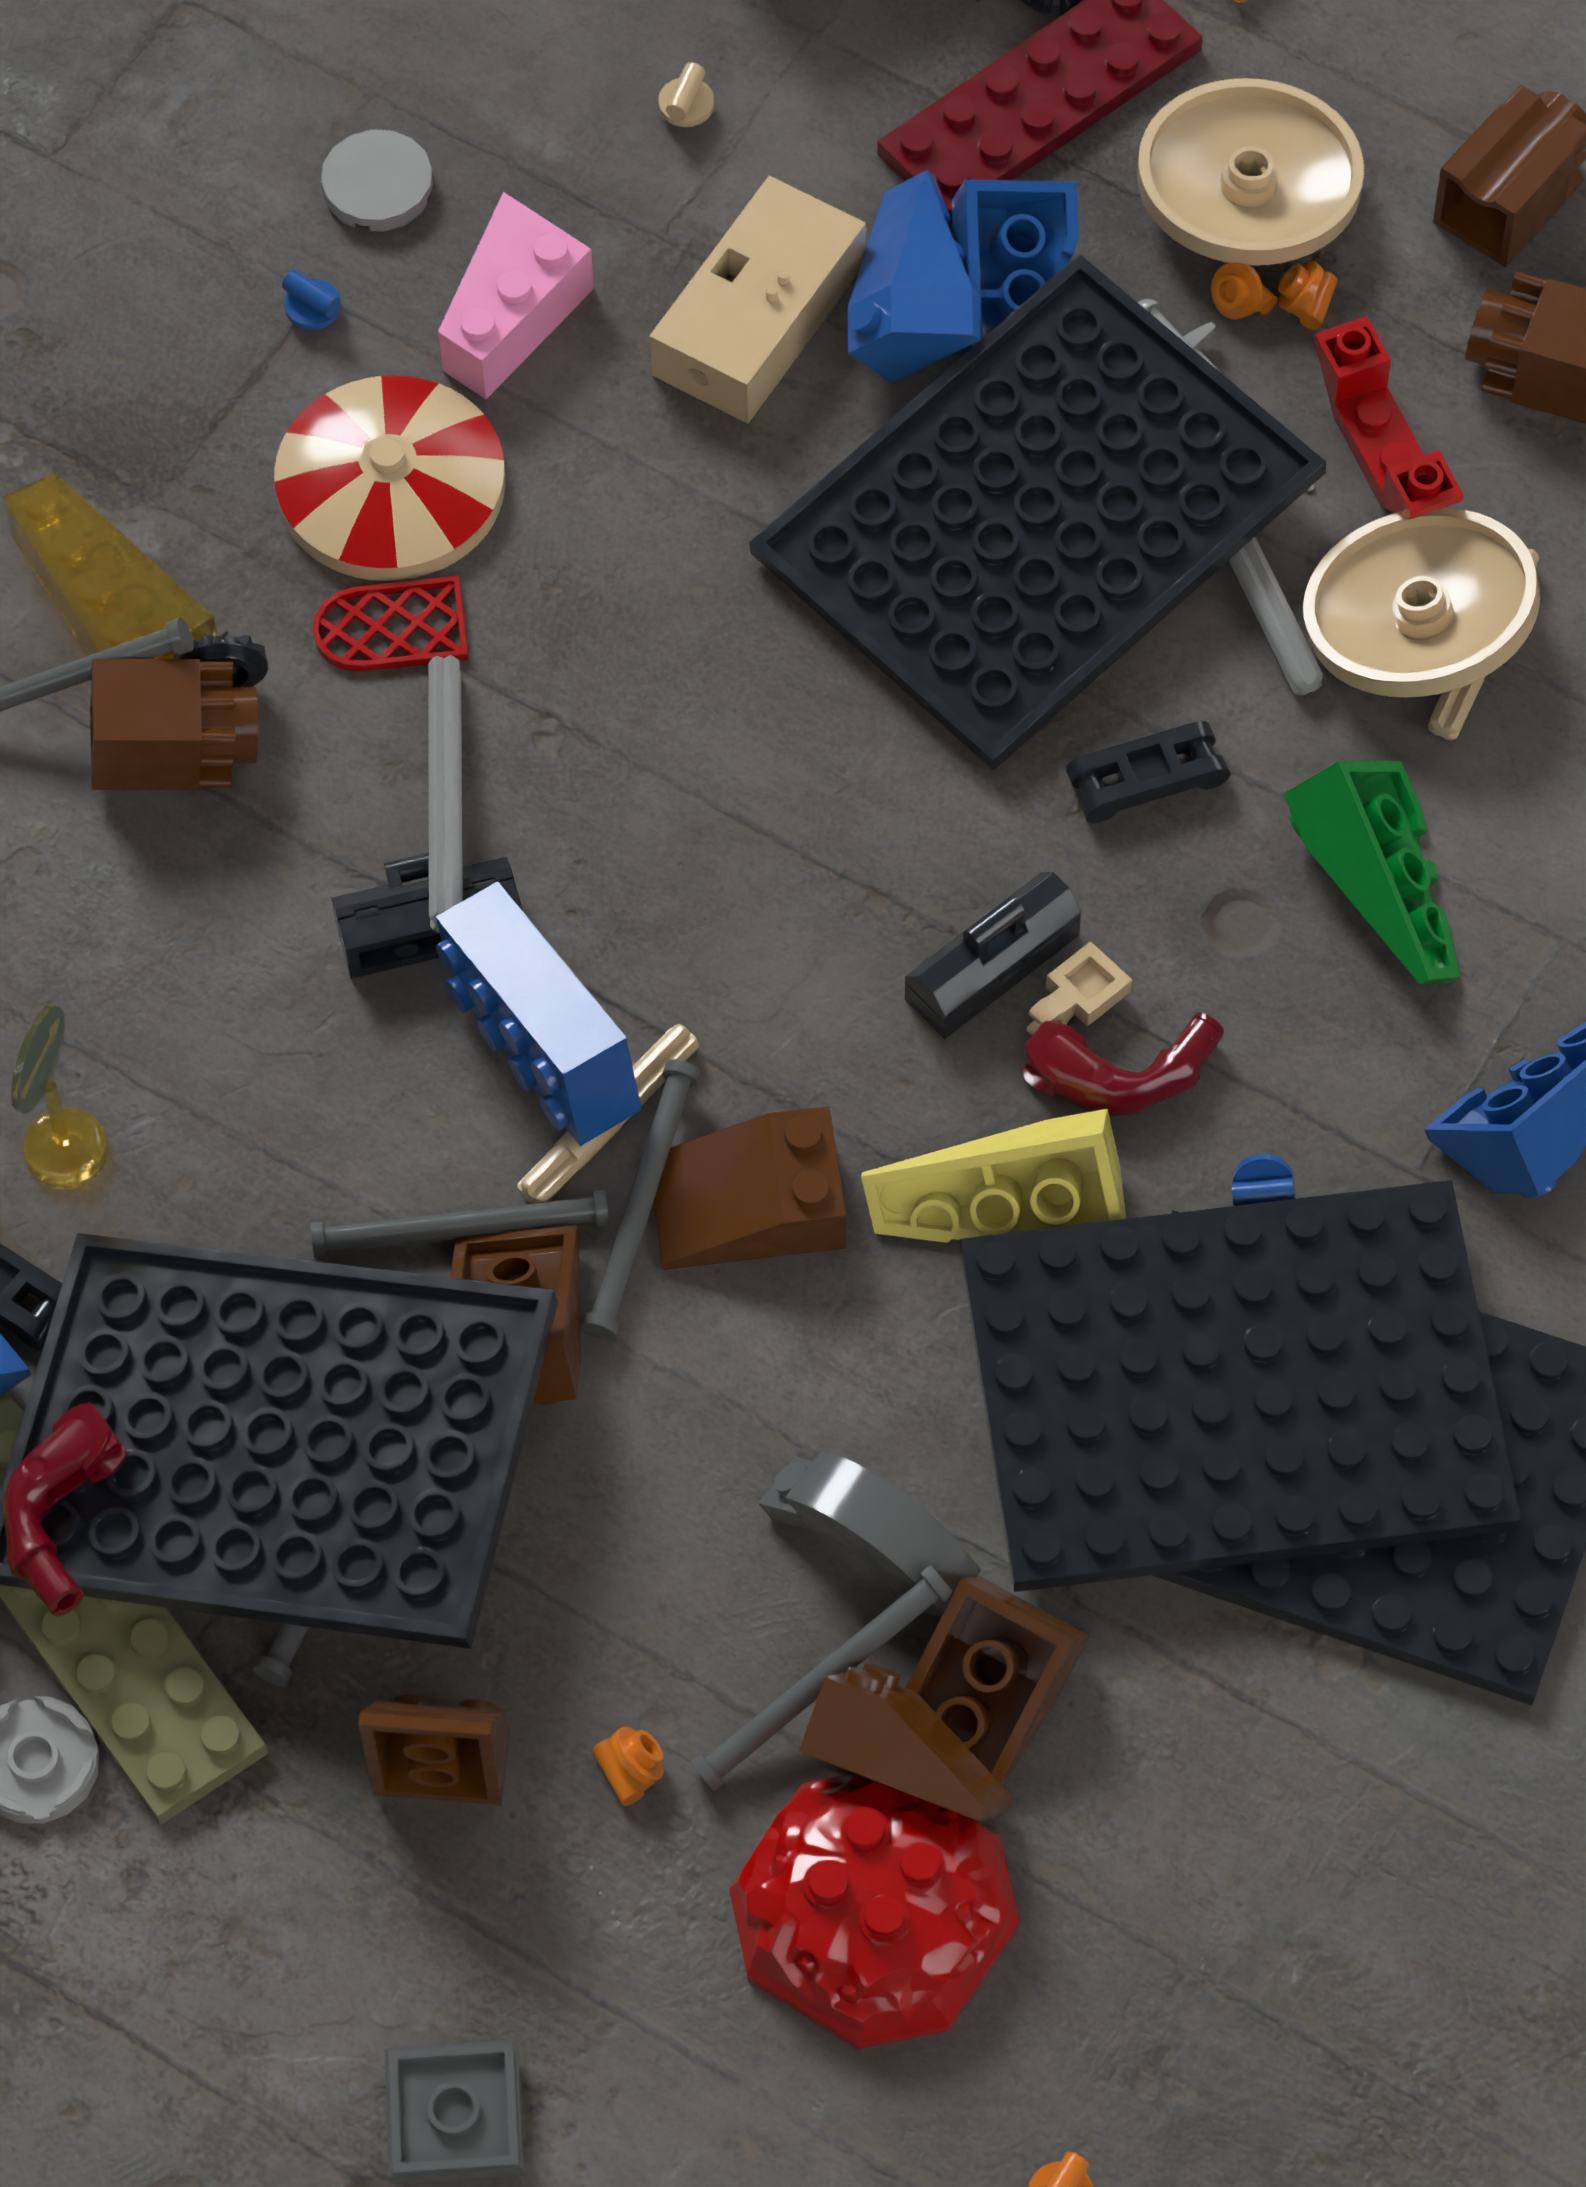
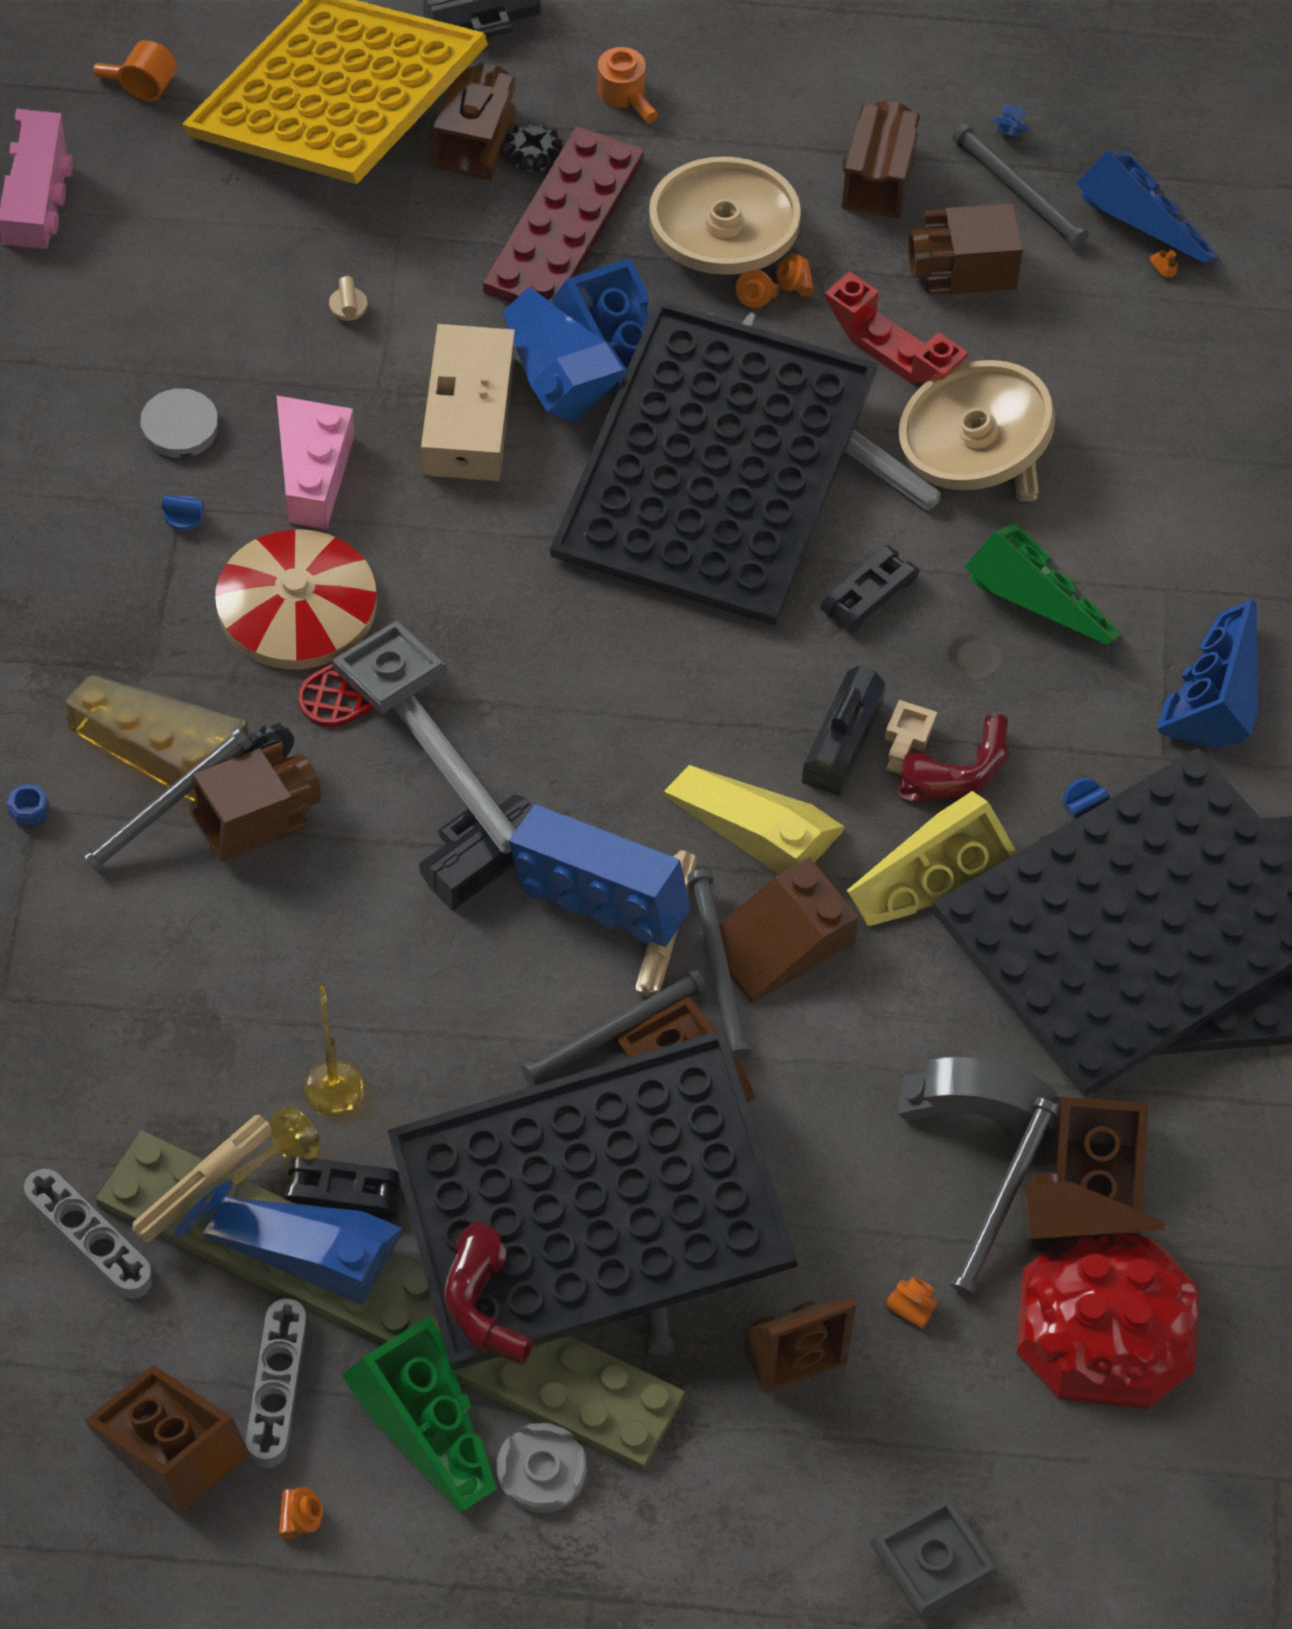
camera: 30 degrees left, 5 degrees down
(446, 618) = (389, 667): none -> dark grey plate
(812, 1025) = (756, 820): none -> light yellow wedge

